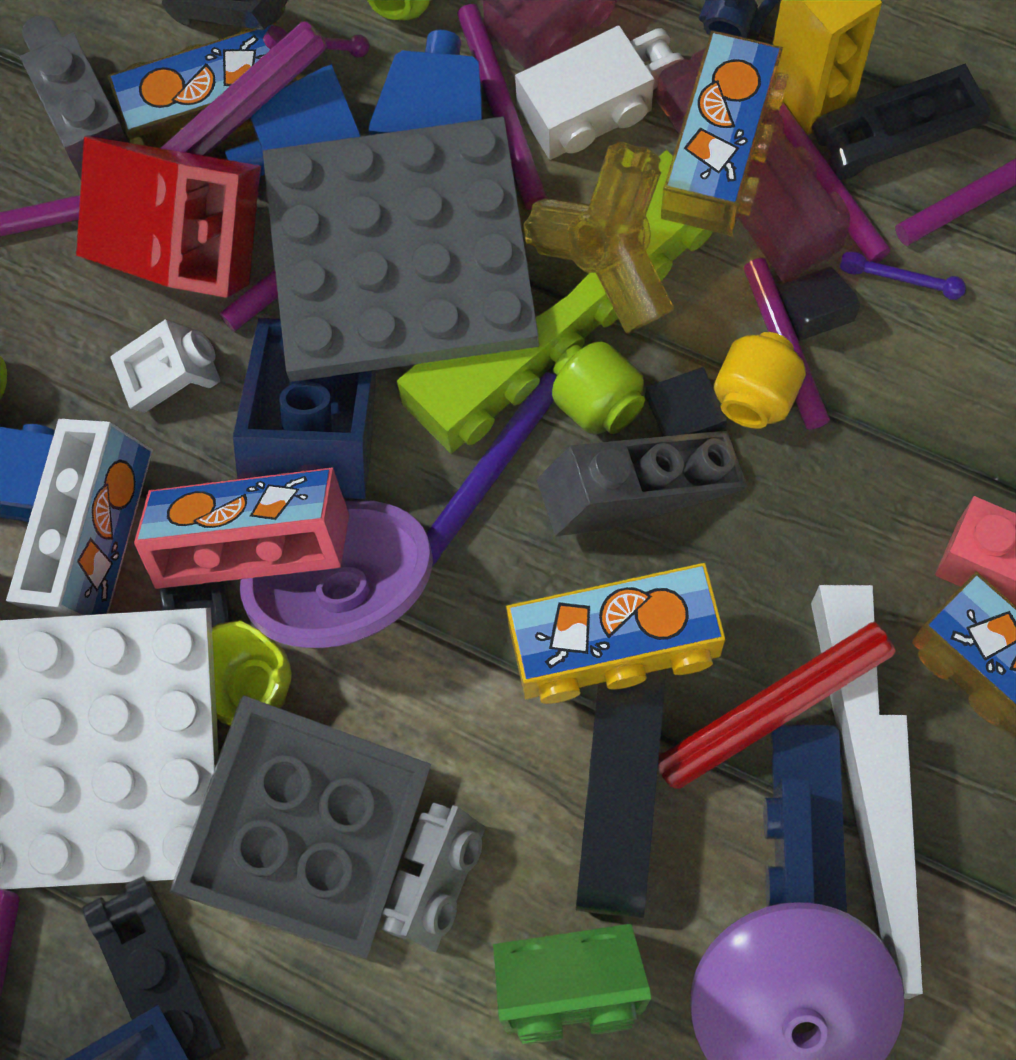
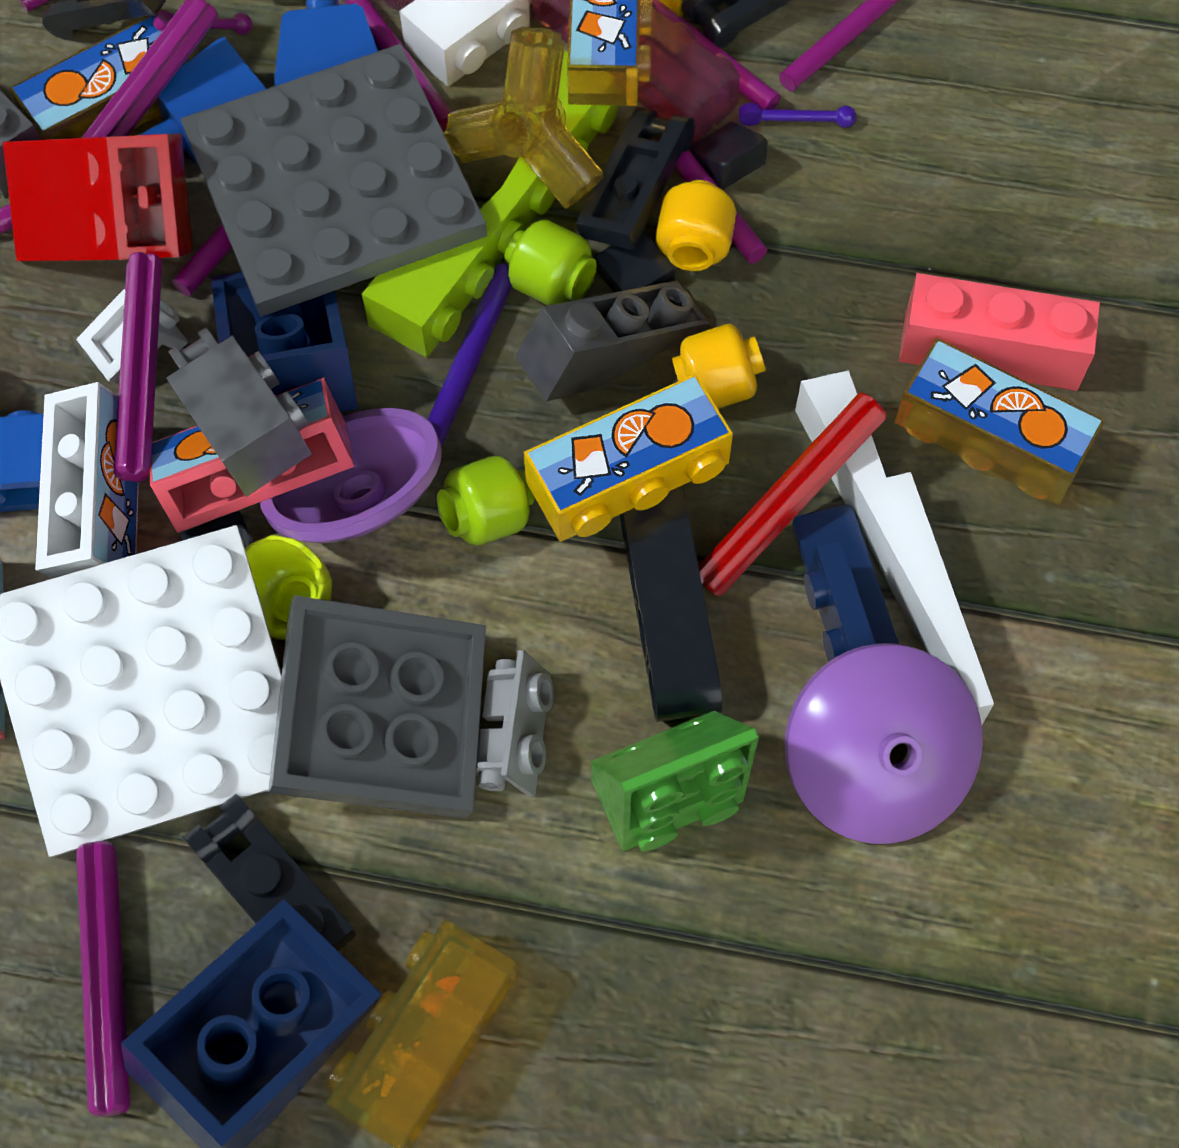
camera: 20 degrees left, 5 degrees down
(155, 410) = (138, 368): none -> magenta axle
(231, 492) = (238, 411): none -> flat silver brick
(464, 630) = (485, 500): none -> lime head
(710, 313) = (635, 177): none -> black plate
(741, 543) = (722, 363): none -> yellow head

